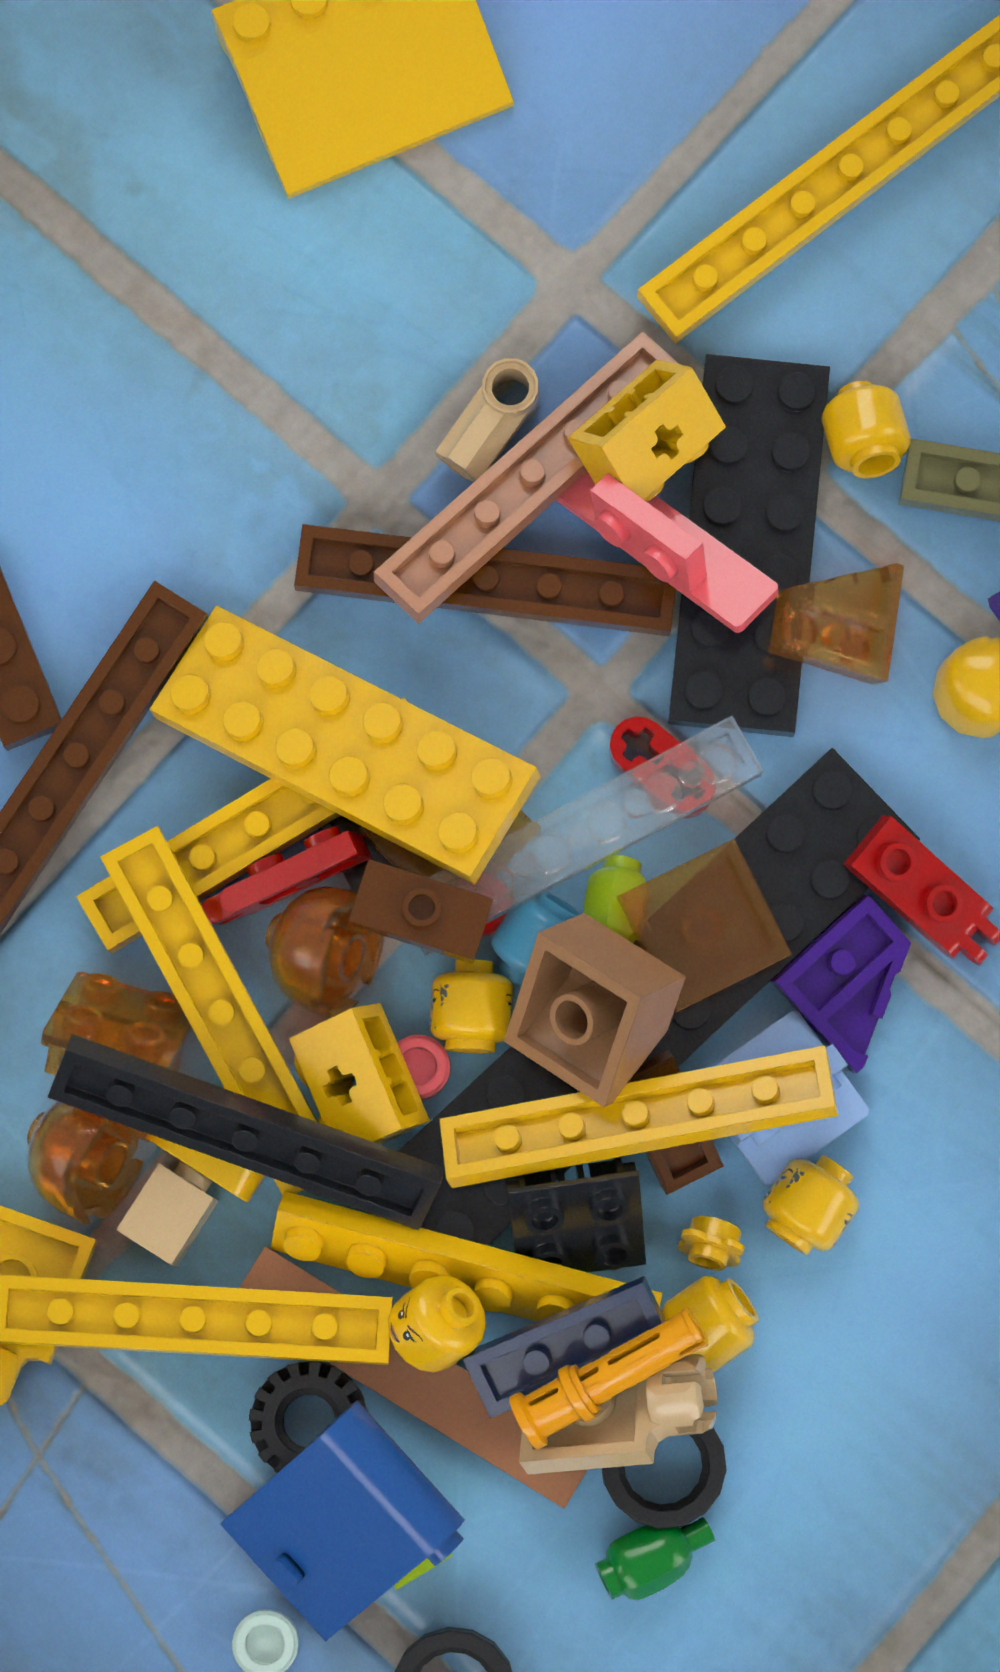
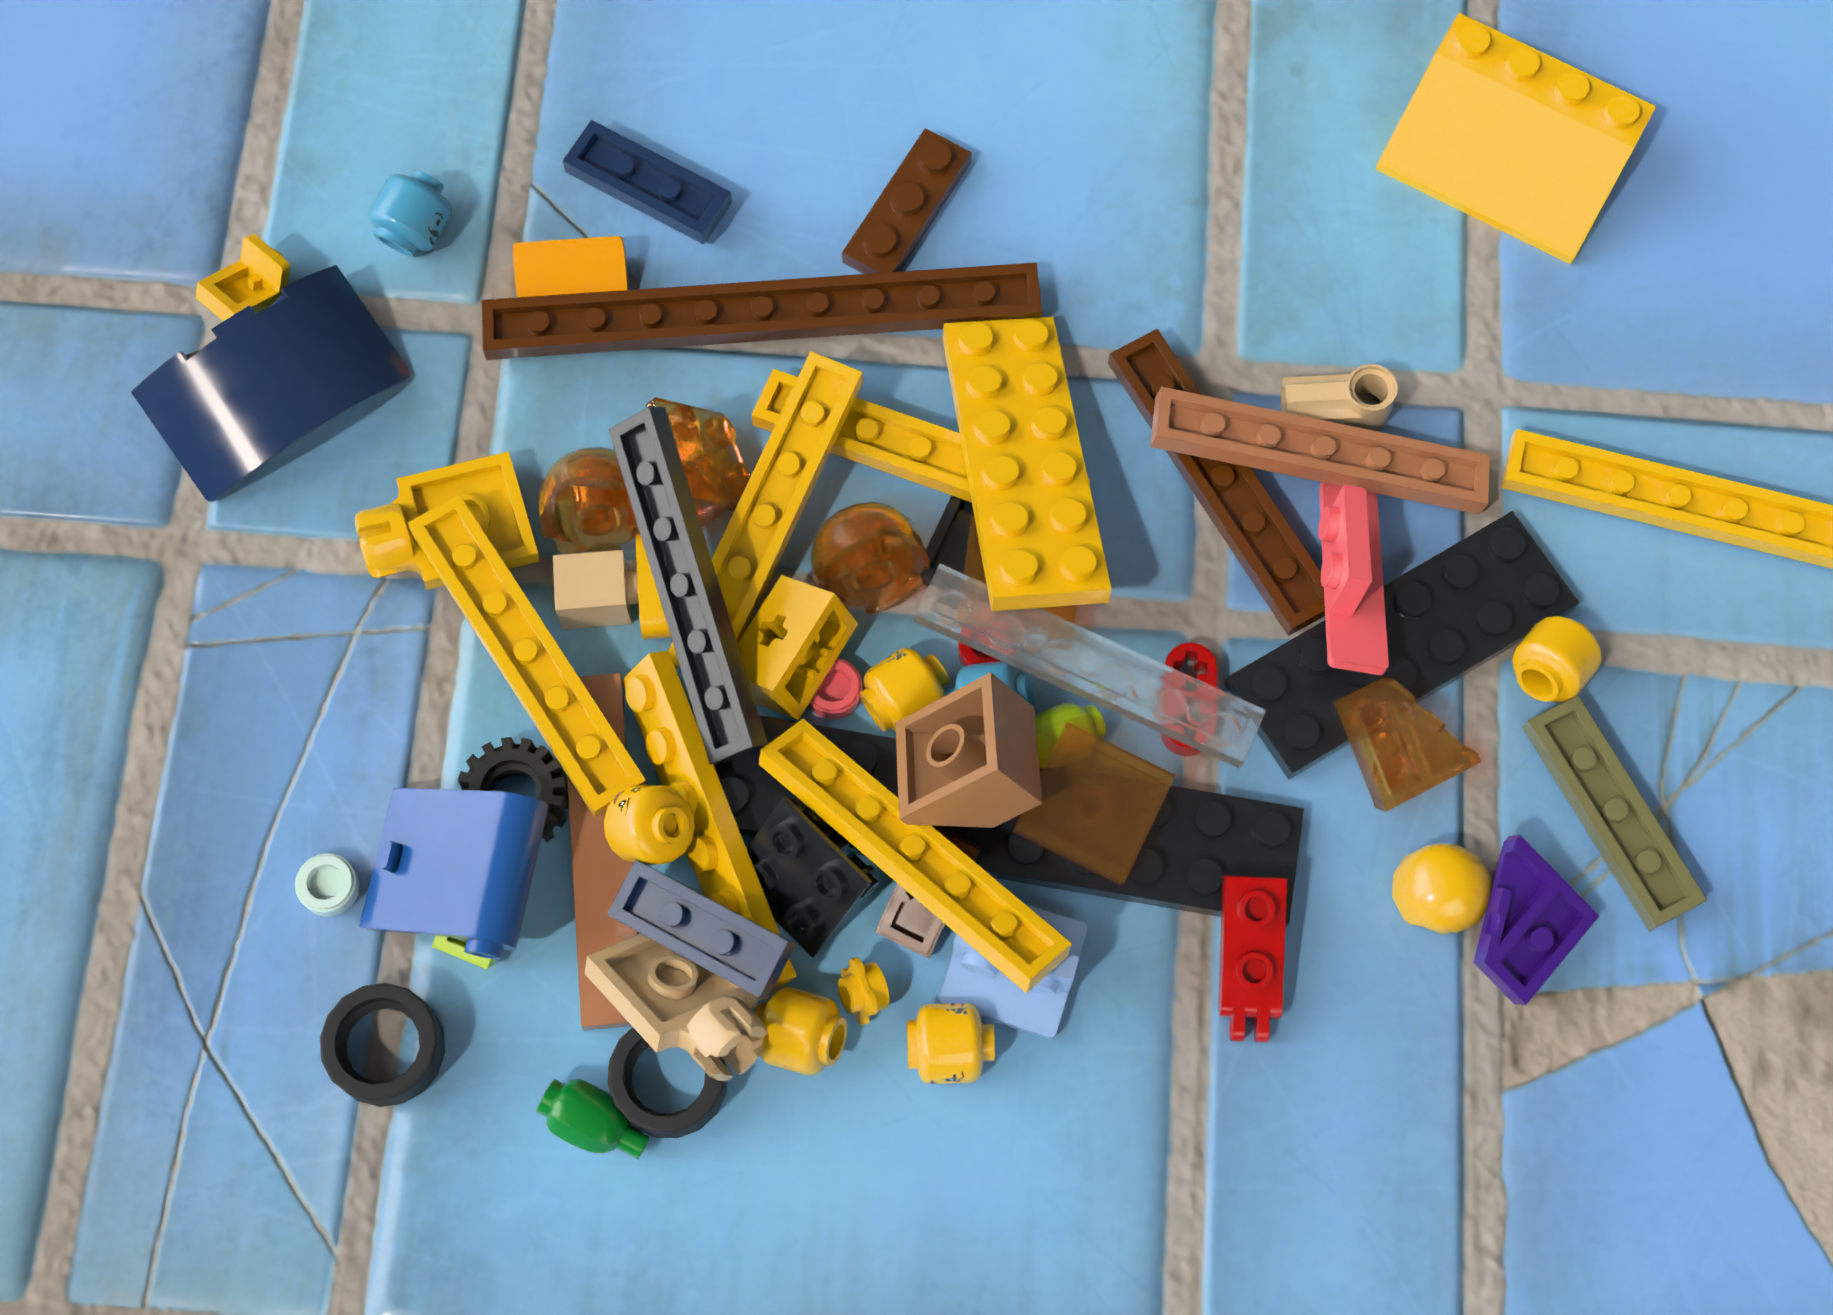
camera: 50 degrees right, 10 degrees down
(277, 879) = (929, 507): red hinge -> none
(420, 911) = (941, 586): reddish brown plate -> none
(582, 1390) = (672, 957): light orange pin -> none
(649, 429) = (1453, 508): yellow brick -> none
(847, 978) = (1140, 946): dark purple wing -> none

